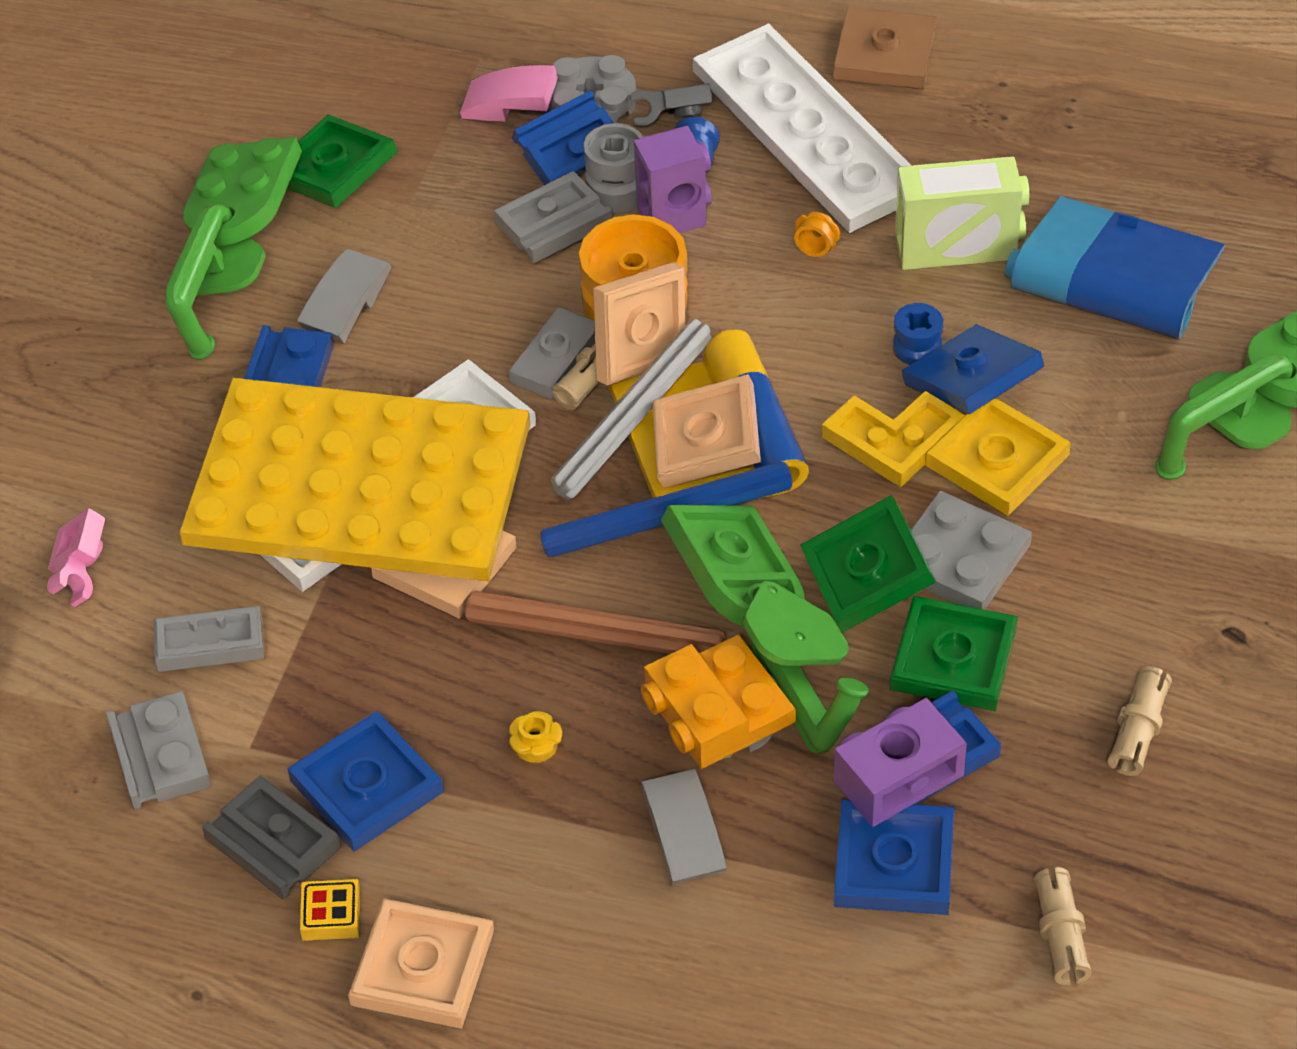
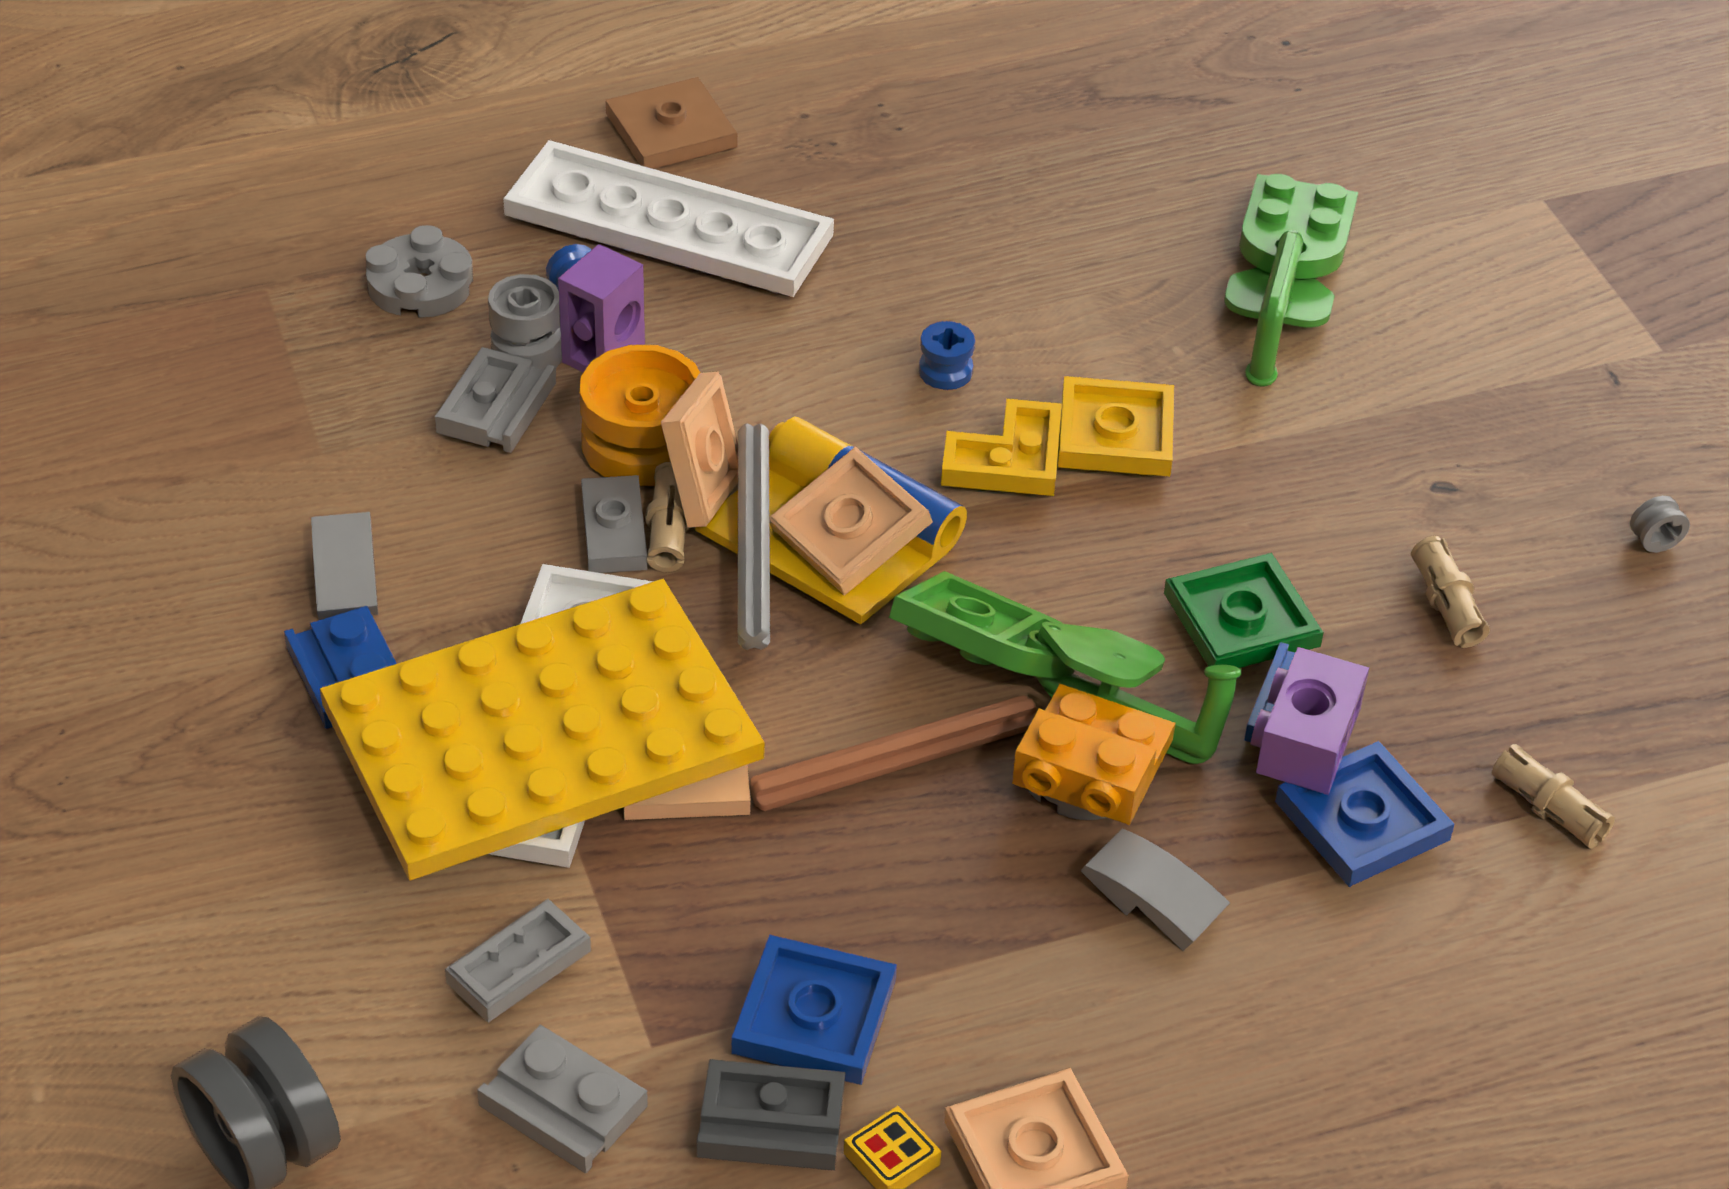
camera: 40 degrees left, 5 degrees down
(74, 550) = (285, 949): bright pink plate -> none
(228, 205) = (144, 532): bright green plate -> none
(338, 160) = (208, 443): green plate -> none
(510, 88) = (325, 309): bright pink slope -> none
(535, 747) = (936, 882): yellow plate -> none
(556, 139) = (447, 322): blue plate -> none
(648, 513) = (868, 613): blue axle -> none
(683, 100) = (526, 241): dark grey plate -> none
(816, 234) = (770, 318): light orange plate -> none
(867, 563) = (1102, 567): green plate -> none
(959, 212) = (898, 230): yellowish green brick -> none
(968, 550) = (1158, 526): light grey plate -> none
(973, 368) = (1028, 361): blue plate -> none
(1114, 266) = (1063, 226): blue door -> none

